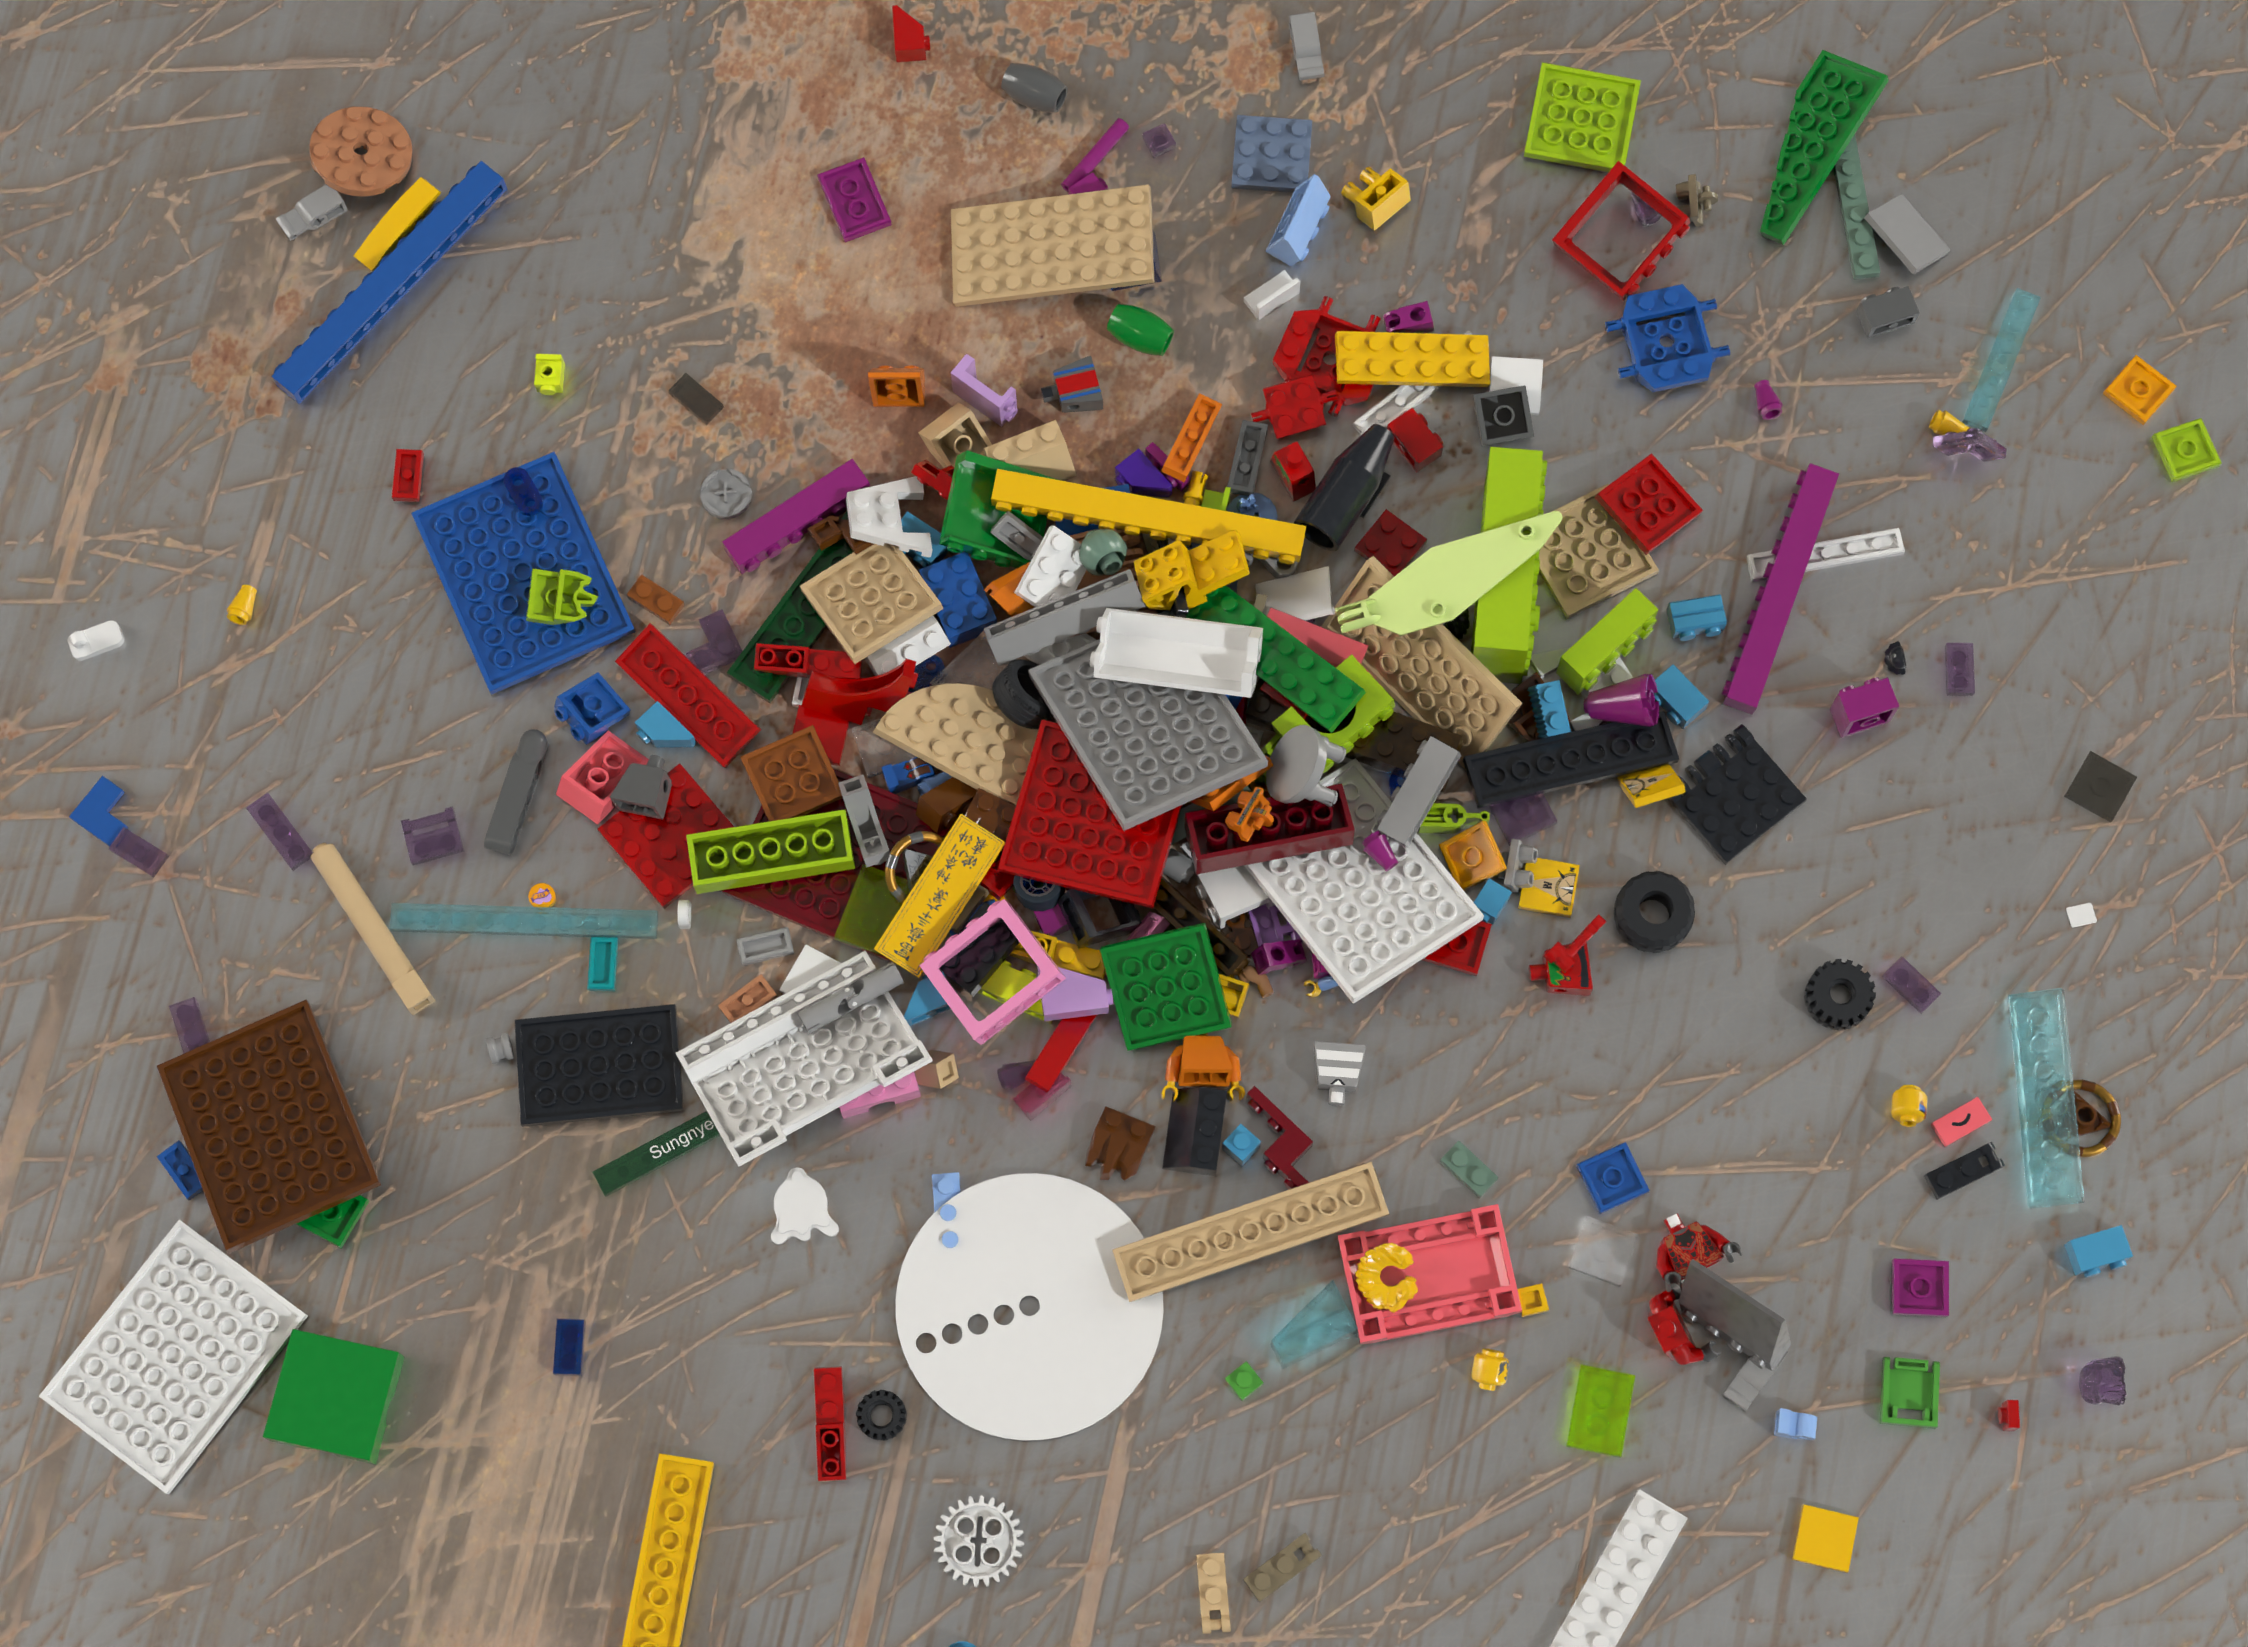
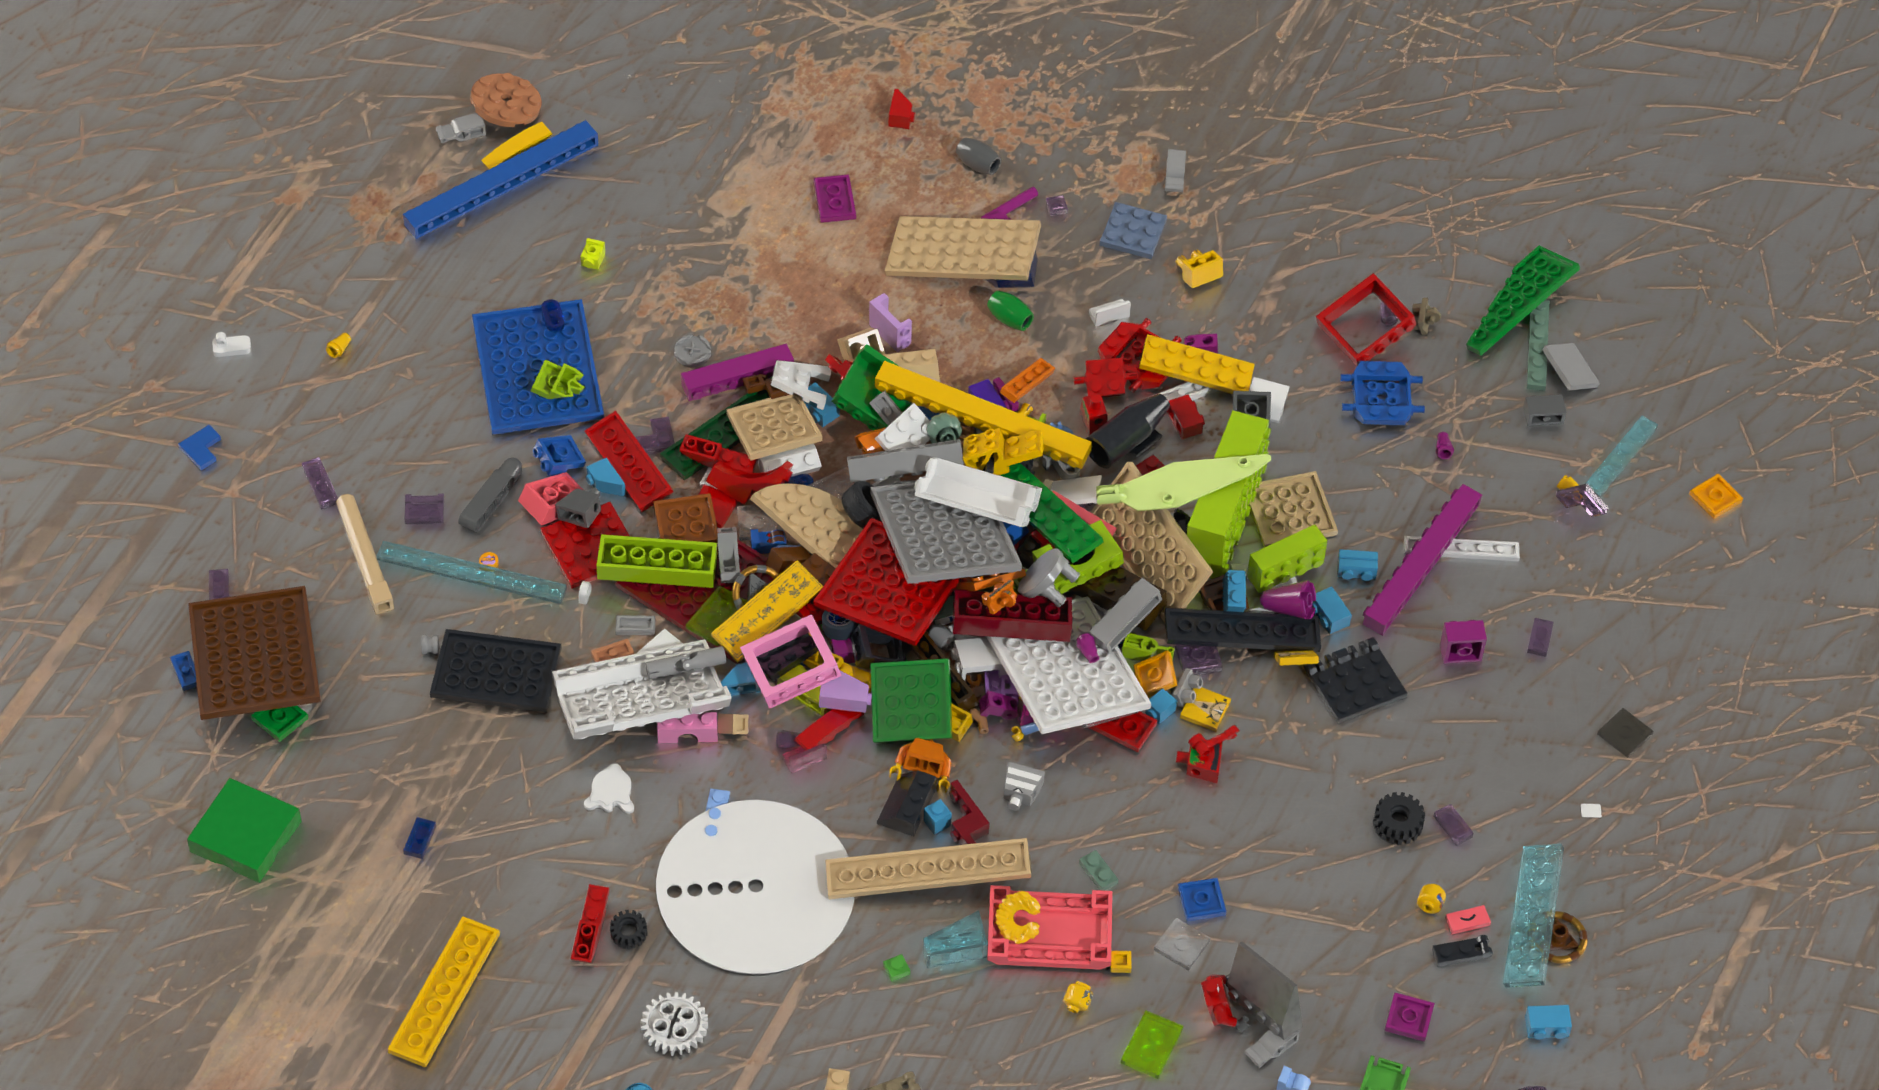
camera: 10 degrees right, 20 degrees down
(138, 852) = (218, 475): clear purple plate -> none
(173, 1357) = (139, 782): white plate -> none
(407, 475) = (476, 293): red plate -> none
(602, 964) = (518, 611): teal tile -> none
(655, 599) = (624, 402): dark orange plate -> none
(656, 1153) = (520, 733): clear green tile -> none
(696, 398) = (689, 291): clear smoke tile -> none
(897, 386) = (830, 306): orange slope -> none
(963, 598) = (836, 442): blue brick -> none
(1075, 387) = (955, 337): torso -> none
(1118, 1144) = (850, 798): reddish brown plate -> none
(1247, 457) = (1064, 402): dark grey plate -> none
(1300, 221) = (1141, 270): light blue slope -> none
(1582, 117) = (1356, 250): lime plate -> none
(1648, 504) = (1341, 488): red plate -> none
(1664, 889) = (1277, 722): black tyre -> none
(1690, 1243) = (1228, 952): torso -> none
(1895, 658) = (1495, 622): black piece -> none
(2186, 450) = (1741, 539): lime tile -> none

